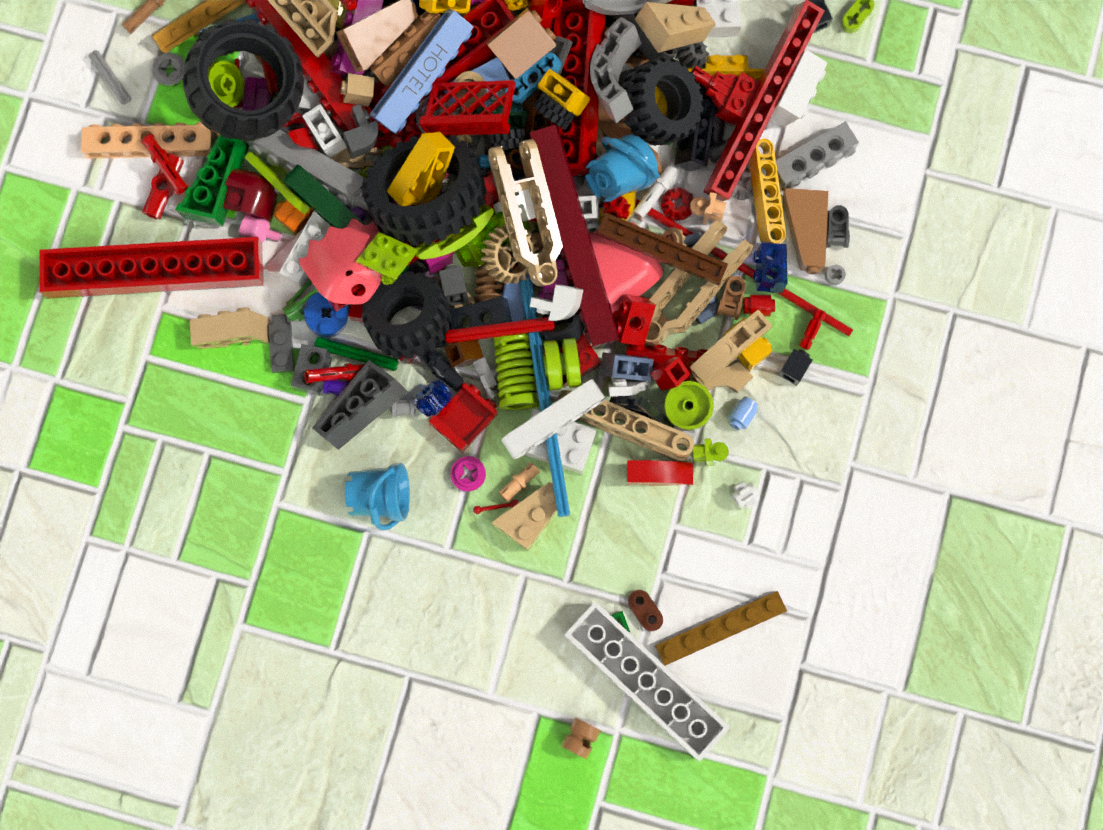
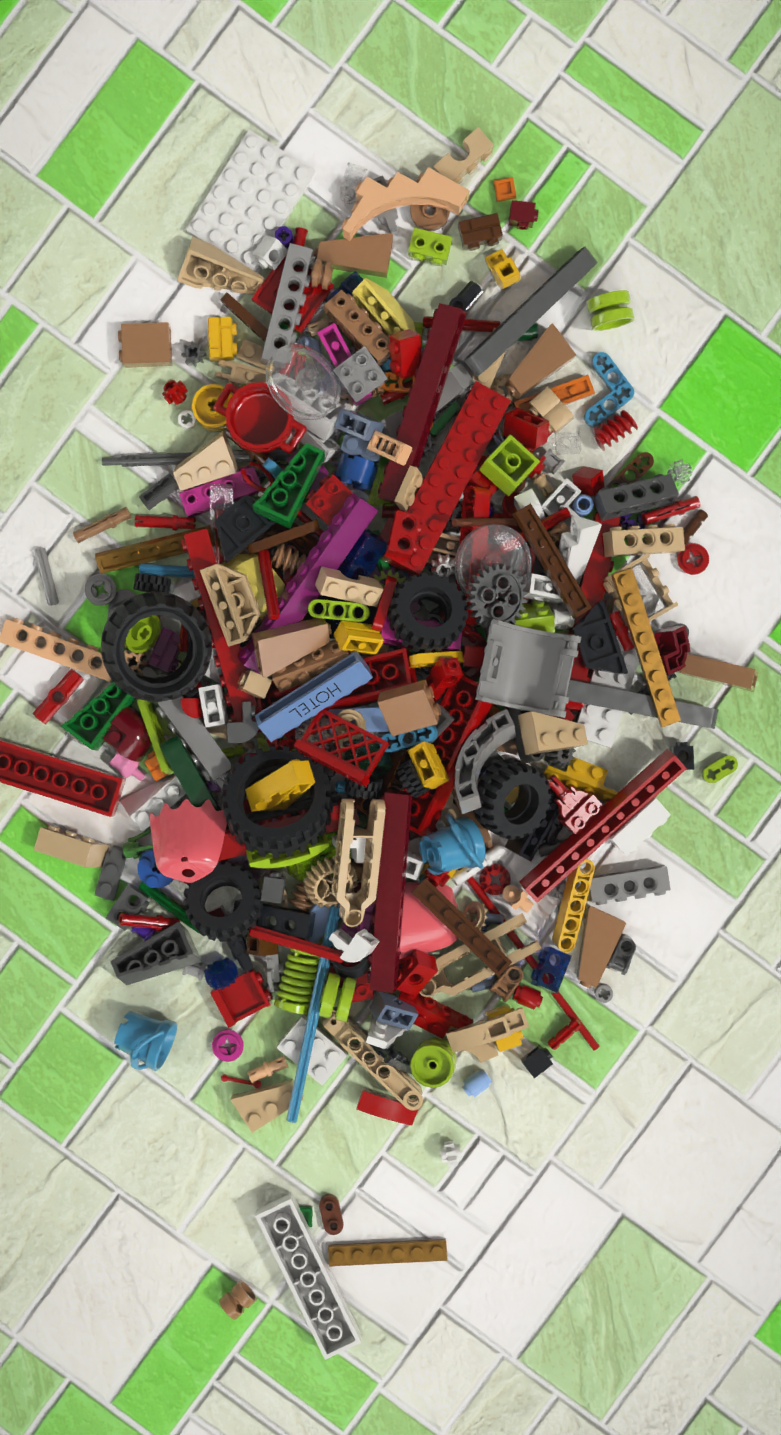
camera: 20 degrees right, 10 degrees up
(160, 157) = (71, 706): red pin -> none
(387, 257) = (222, 855): lime hinge -> none
(553, 419) = (312, 1041): white beam -> none
(669, 373) = (426, 1033): red brick -> none
(709, 452) = (434, 1108): lime hips -> none

